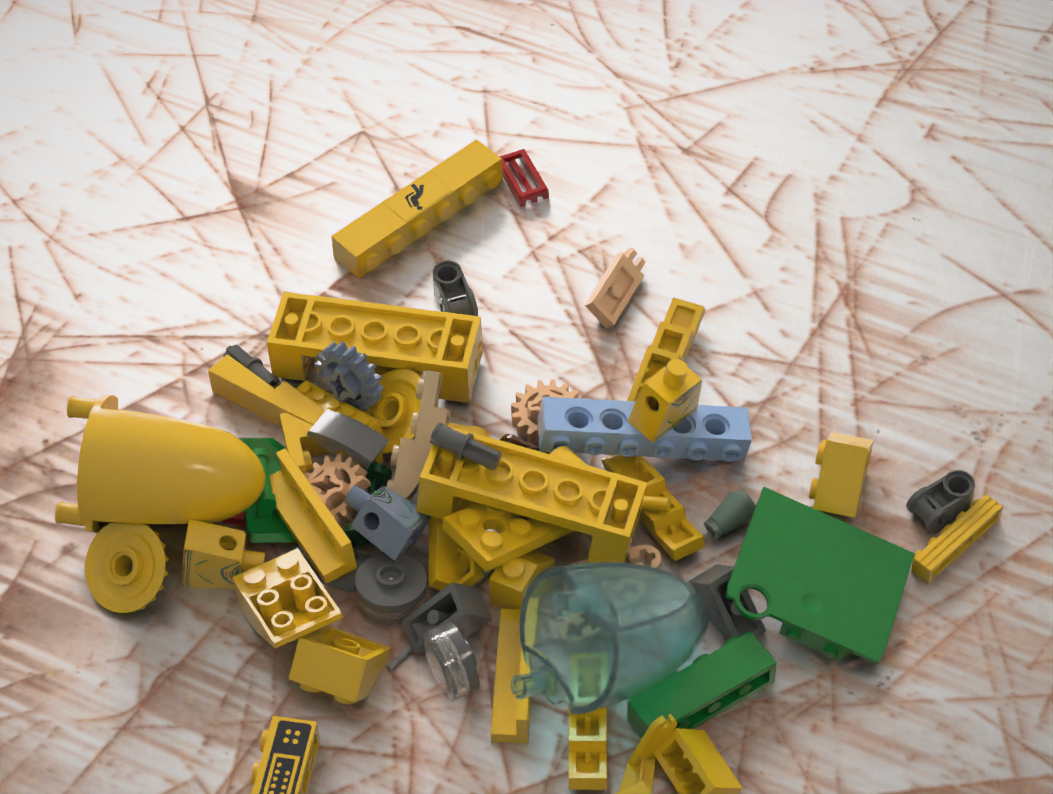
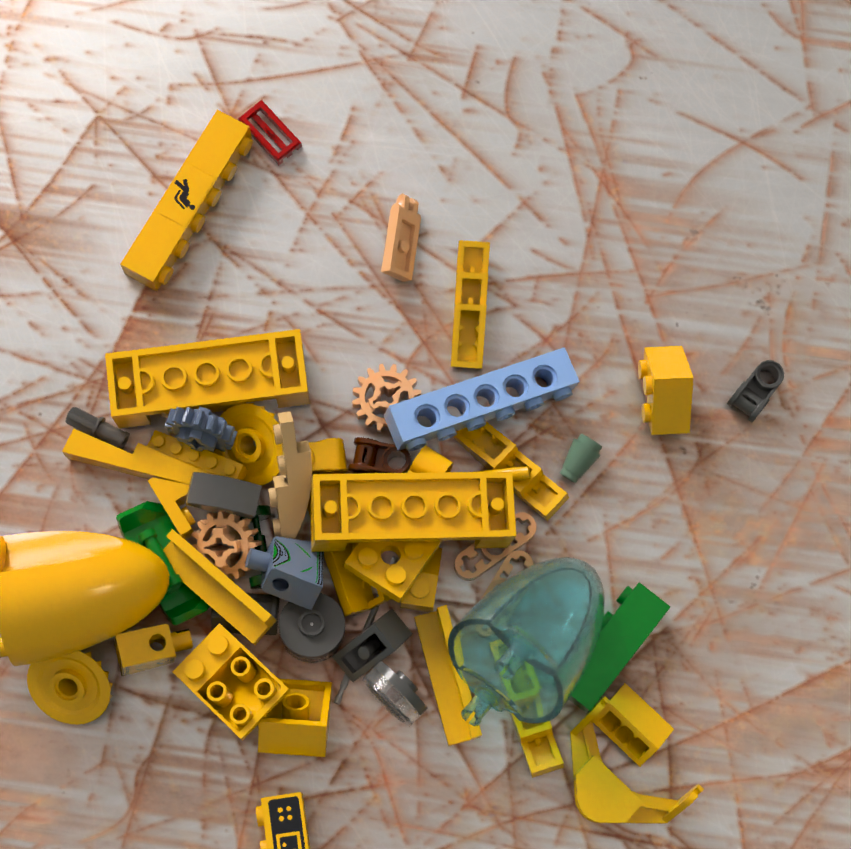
camera: 25 degrees left, 25 degrees up
(453, 290) = (257, 295): dark grey piece -> none
(465, 446) = (347, 497): dark grey axle -> none
(675, 392) = (504, 376): yellow torso -> none
(722, 611) = (606, 552): dark grey slope -> none
(820, 578) = (680, 507): green piece -> none
(956, 538) = (776, 422): yellow piece -> none

